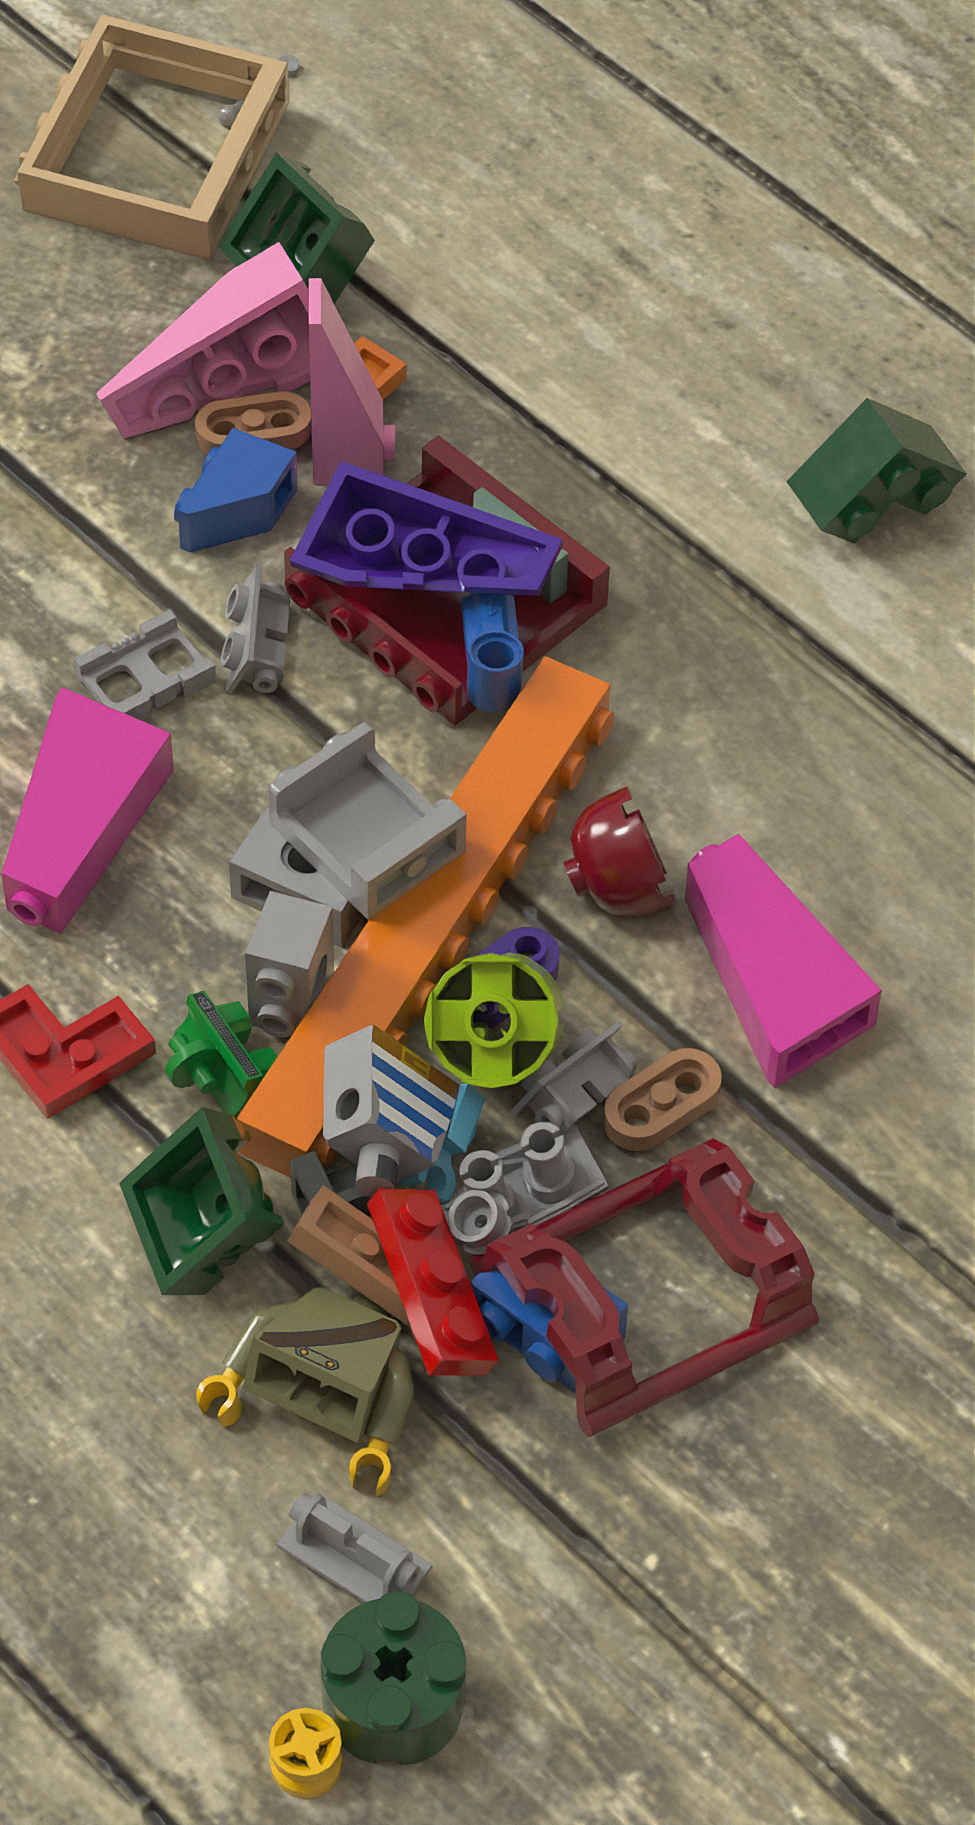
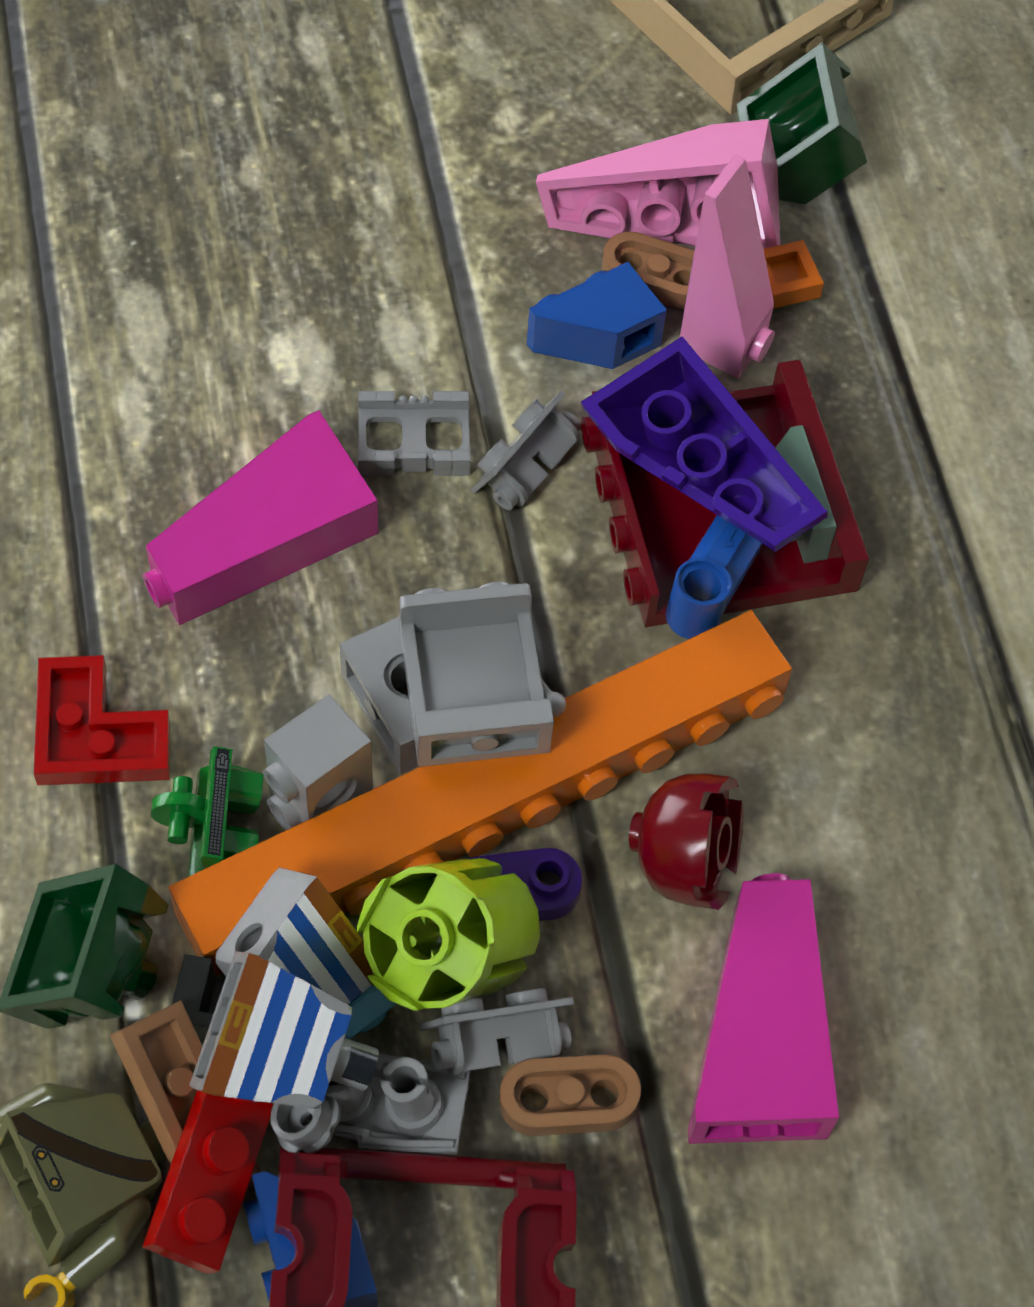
camera: 30 degrees right, 5 degrees up
(431, 1153) = (278, 1039): none -> torso

